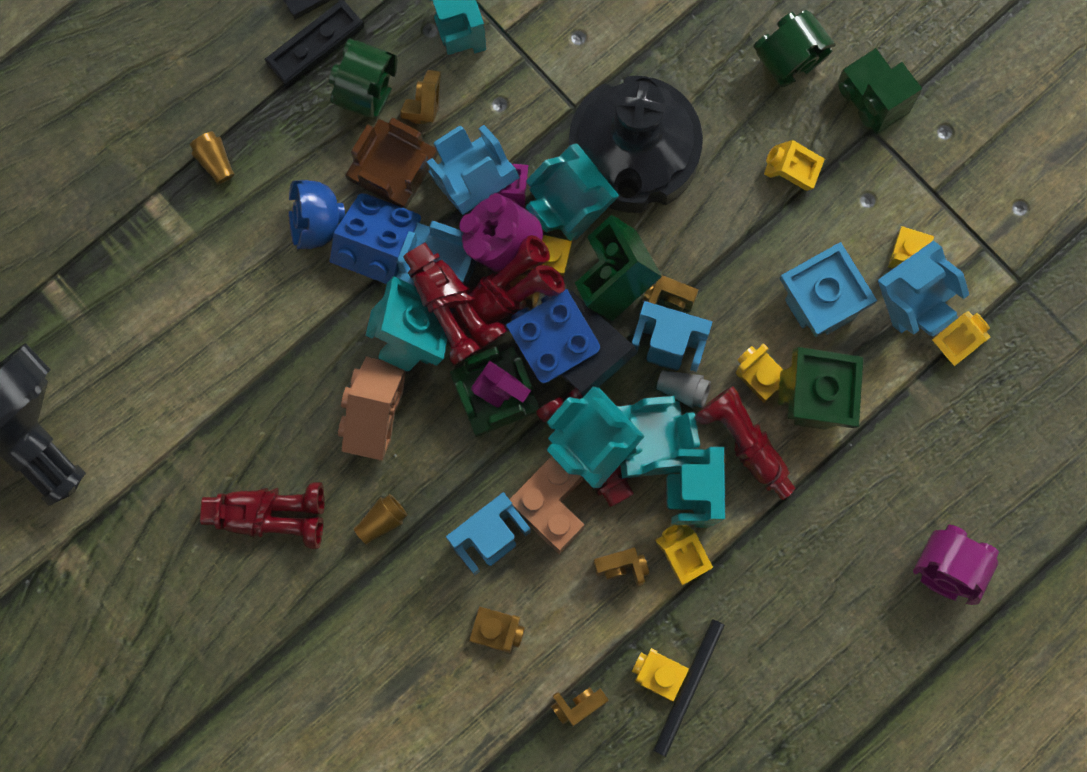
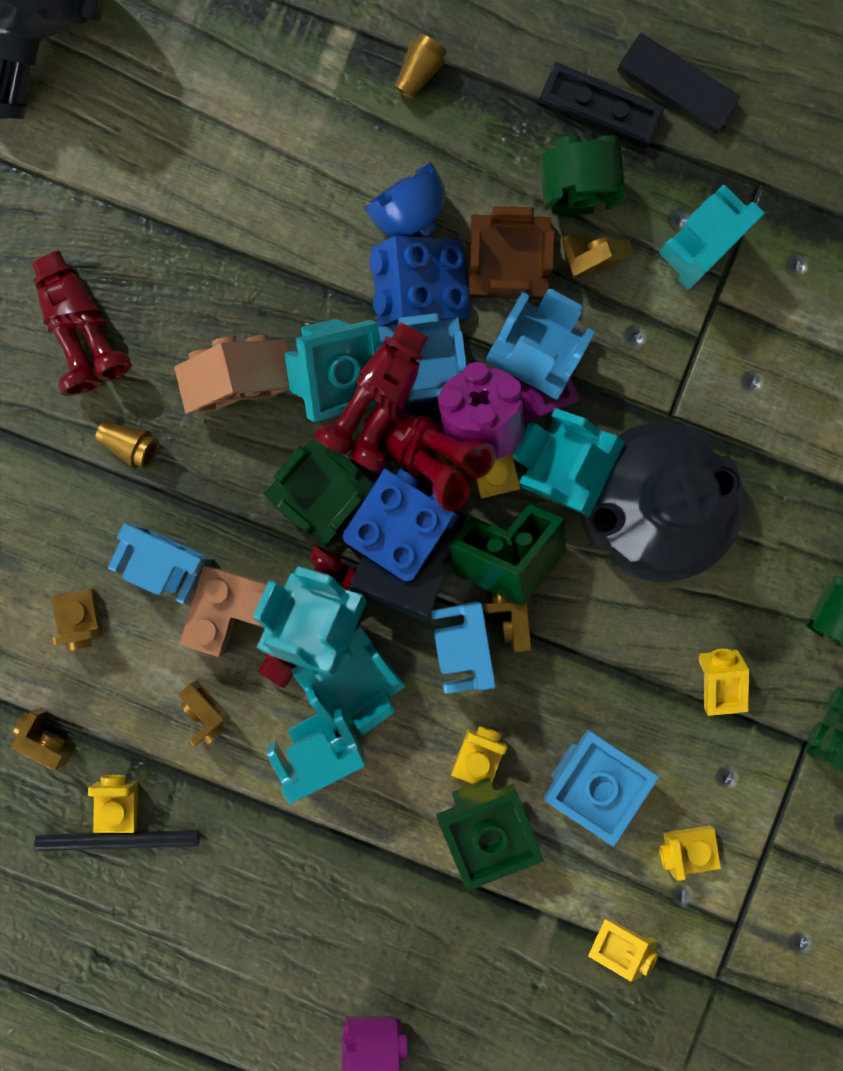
camera: 60 degrees right, 10 degrees up
(497, 385) = (321, 495): magenta bracket -> none
(684, 552) = (247, 770): yellow bracket -> none
(685, 387) = (422, 685): light grey cone -> none
(751, 444) = (396, 785): dark red piece -> none
(918, 291) = (645, 883): dark azure panel -> none

